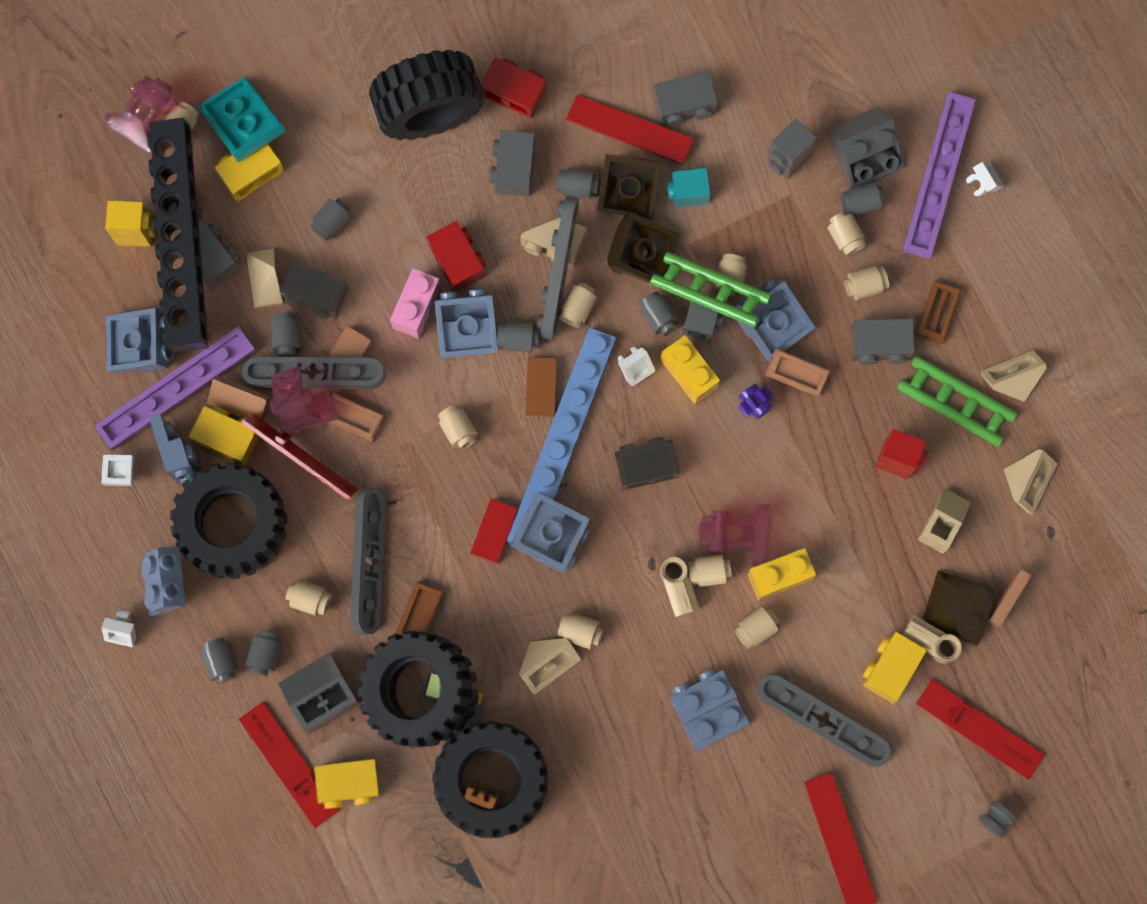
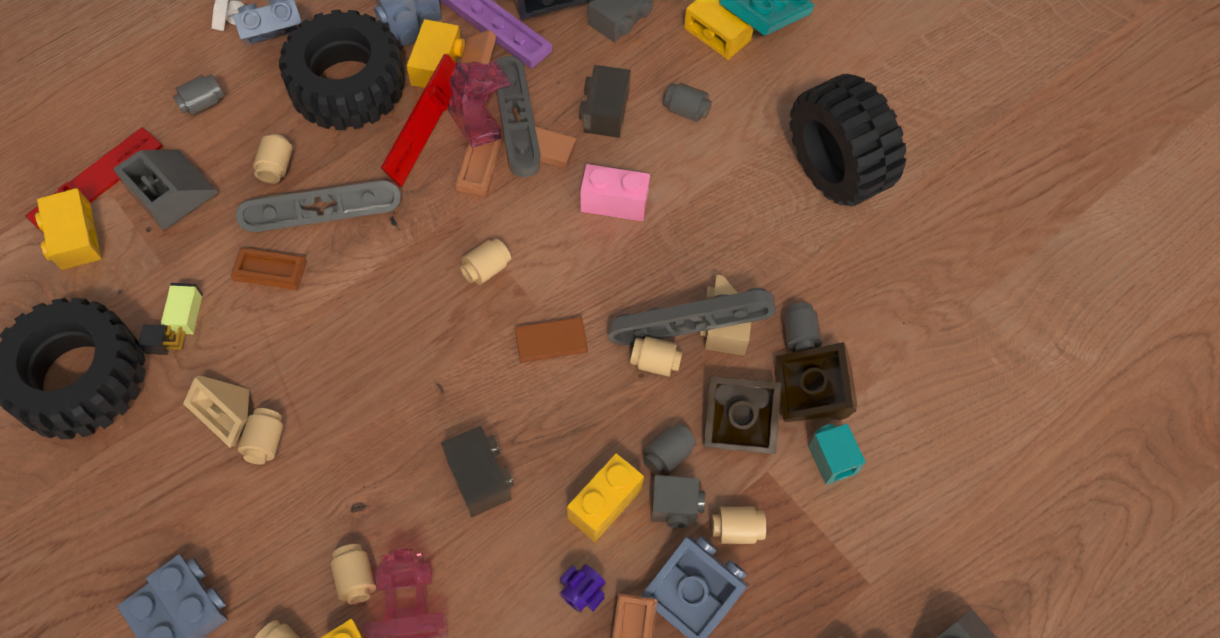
camera: 75 degrees right, 15 degrees down
(263, 653) = (209, 131): dark grey brick -> none
(264, 278) = (619, 57): tan slope -> none
(285, 334) = (553, 86): dark grey brick -> none
(380, 689) = (180, 296): black tyre -> none
(456, 256) = (679, 222): red brick -> none
(466, 323) = (605, 245): sand blue plate -> none
(482, 793) = (56, 350): dark orange tile -> none
(494, 531) = (372, 323): red tile -> none
(513, 87) = (892, 241): red brick -> none
(514, 163) = (804, 258): dark grey brick -> none
(518, 336) = (602, 300): dark grey brick -> none
(551, 533) = (371, 376): sand blue plate -> none
(567, 421) = (493, 374): medium blue plate -> none
(630, 129) = (886, 377): red piece -> none
(636, 366) = (596, 435): white tile -> none
(679, 590) = (322, 540): tan piece -> none
(685, 99) = (946, 426): dark grey brick -> none
(716, 304) = (692, 507): bright green bar -> none
(791, 149) = (925, 562): dark grey brick -> none

